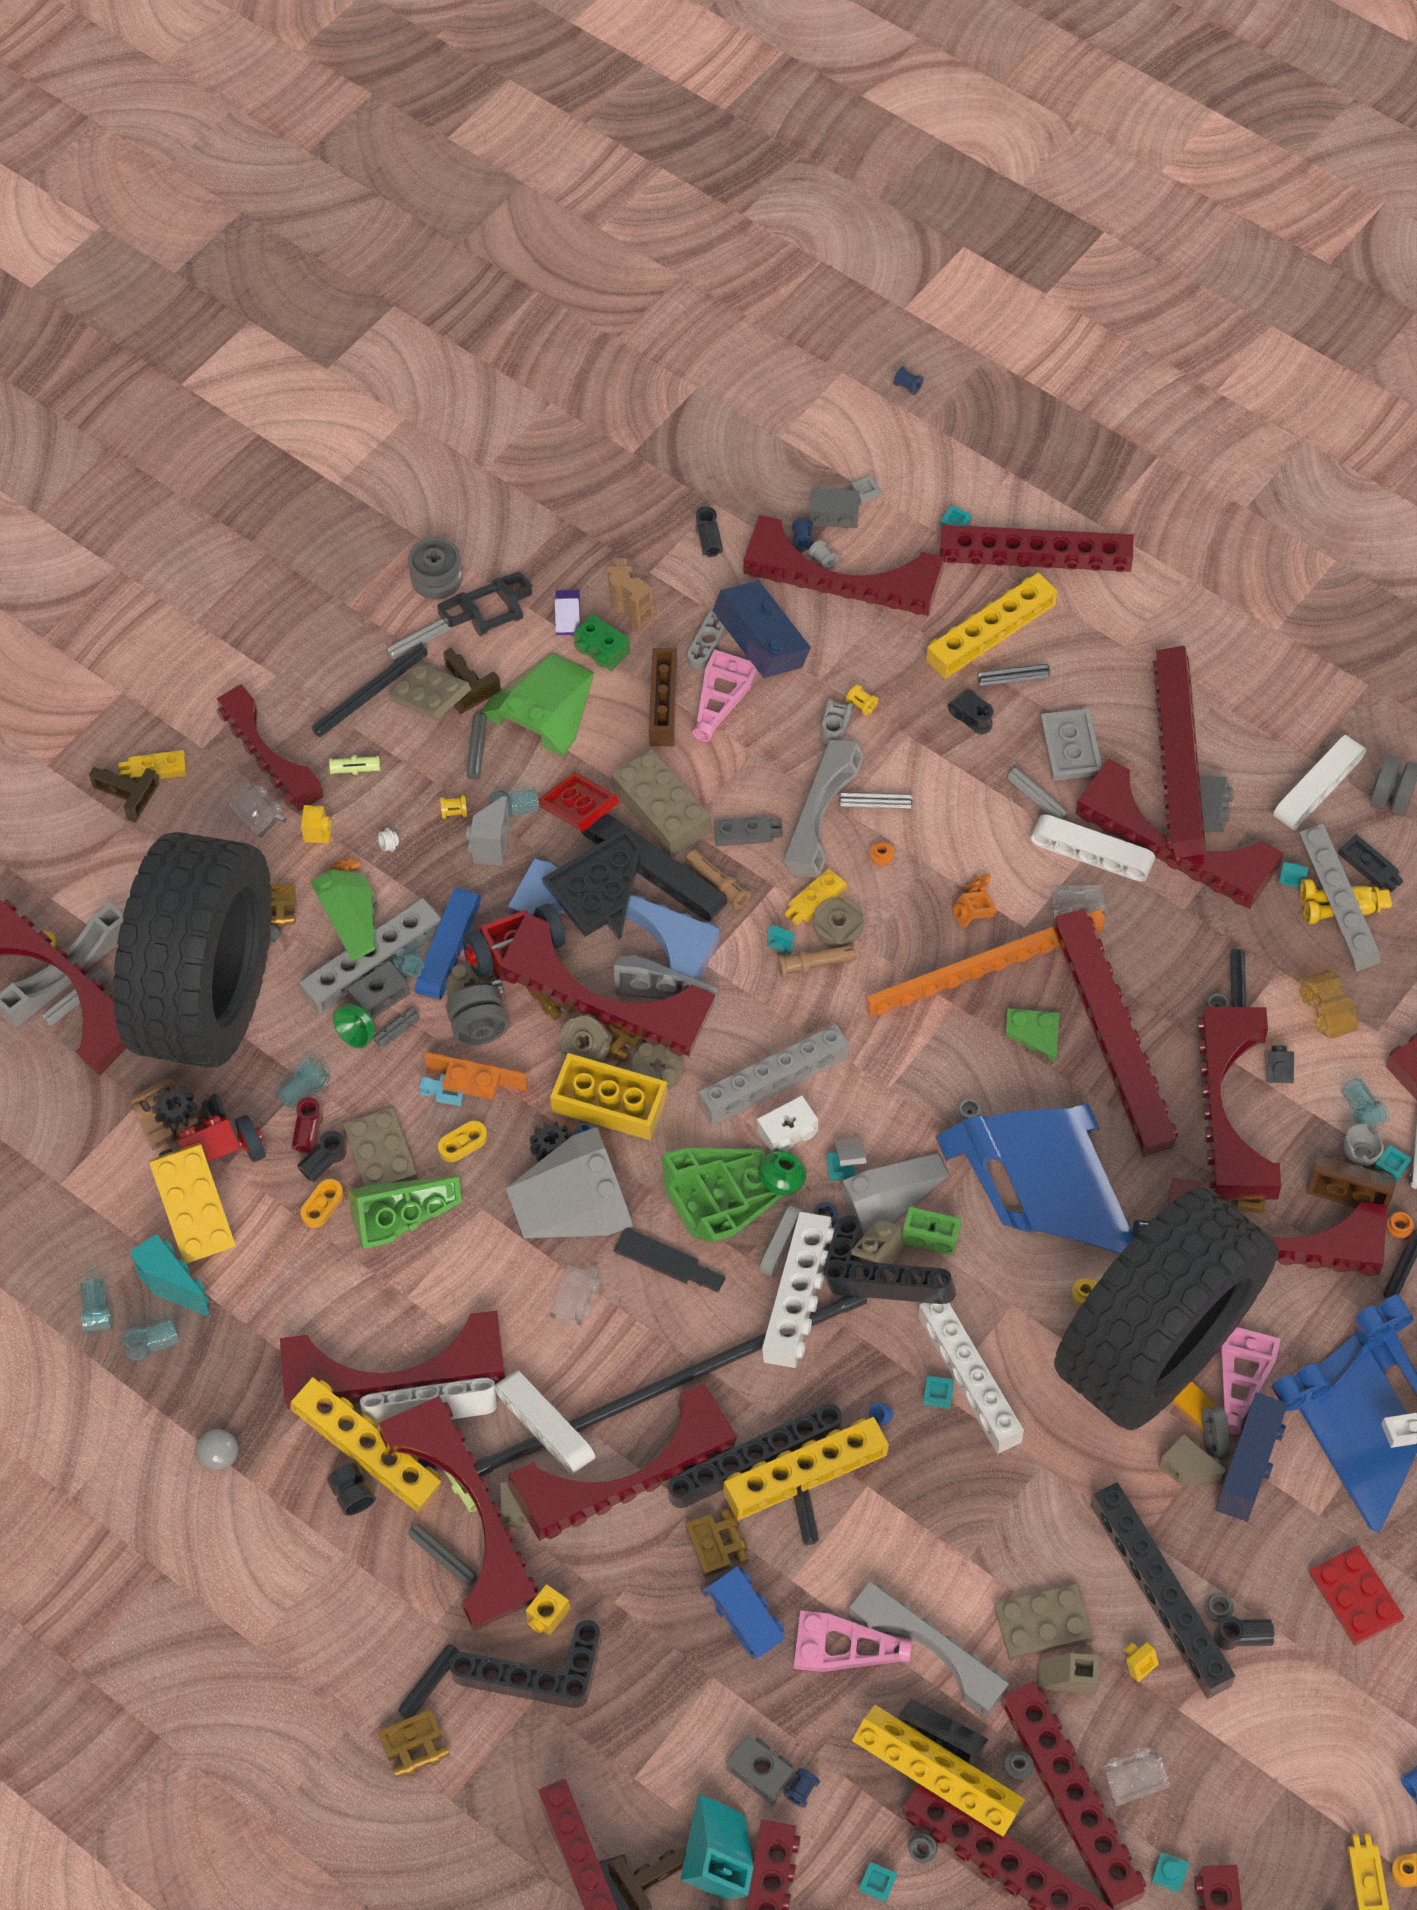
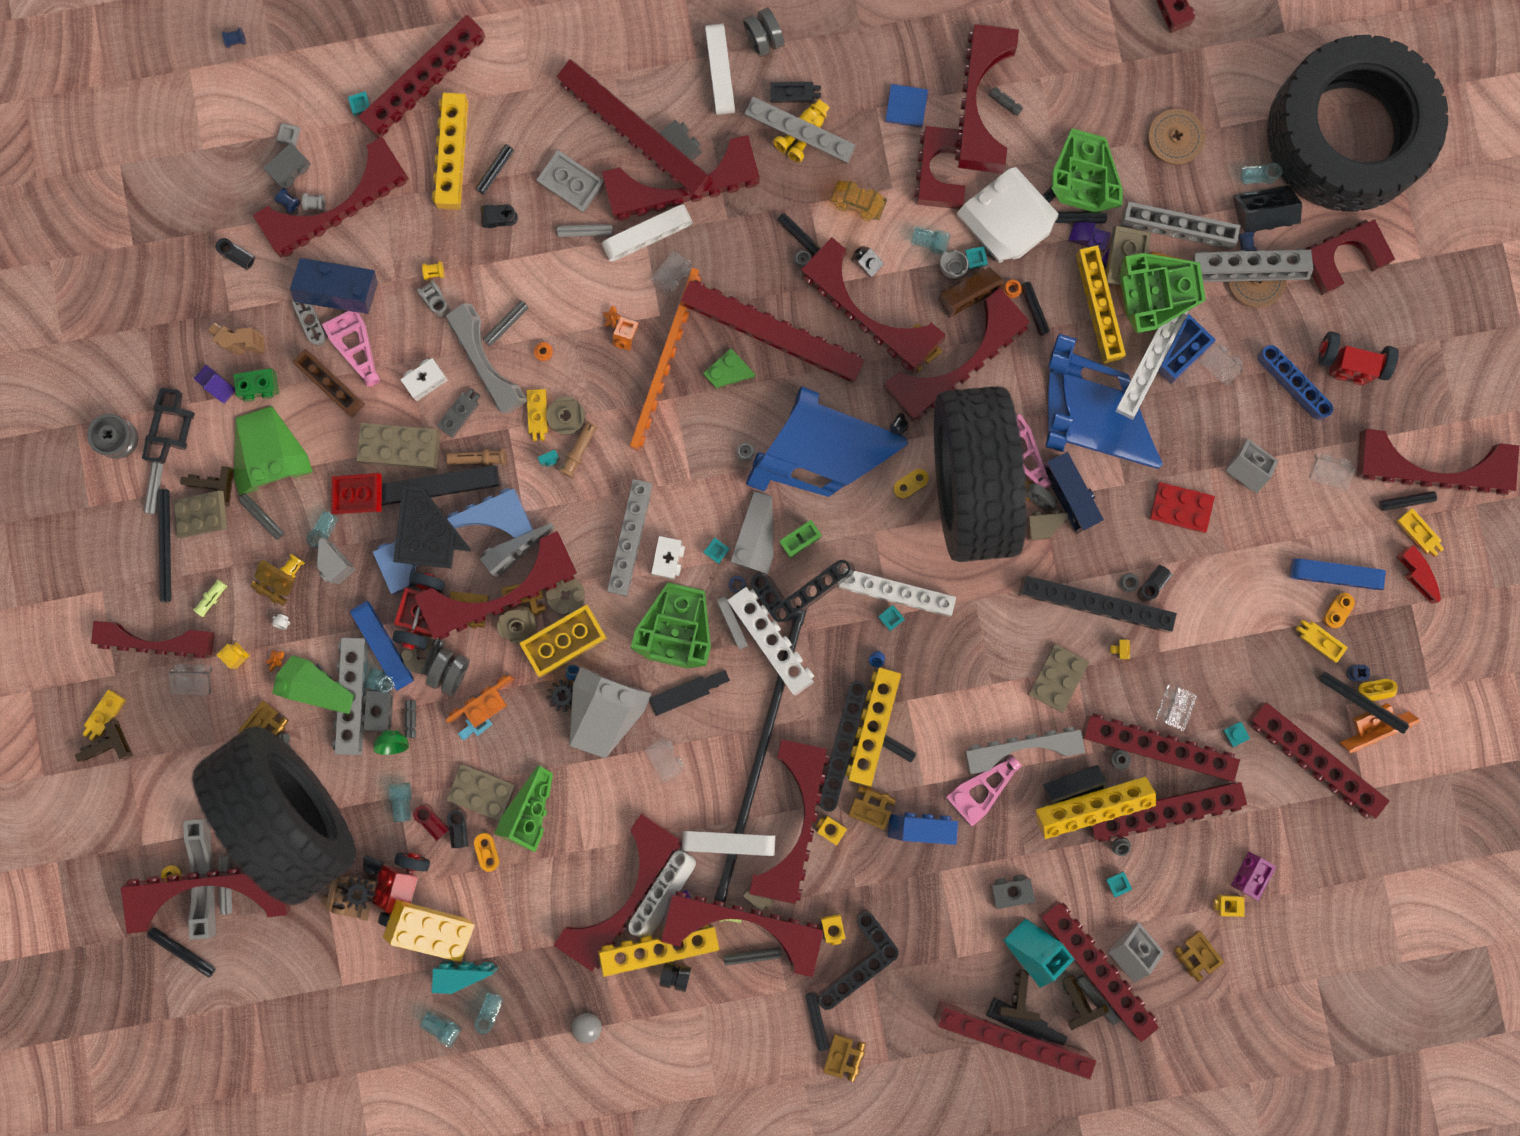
camera: 50 degrees left, 25 degrees up
(426, 799) = (274, 578): none -> pearl gold plate
(461, 1141) = (517, 743): yellow plate -> none
(654, 1529) = (837, 835): none -> yellow brick
(748, 773) = (433, 376): none -> white brick
(779, 1179) = (695, 593): green piece -> none
(801, 1787) = (1038, 879): dark blue bush -> none
(849, 1150) = (714, 539): light grey slope -> none
(881, 1243) = (785, 576): dark tan slope -> none
(1069, 1673) = (1099, 692): dark tan slope -> none
(1293, 874) = (763, 140): teal plate -> none

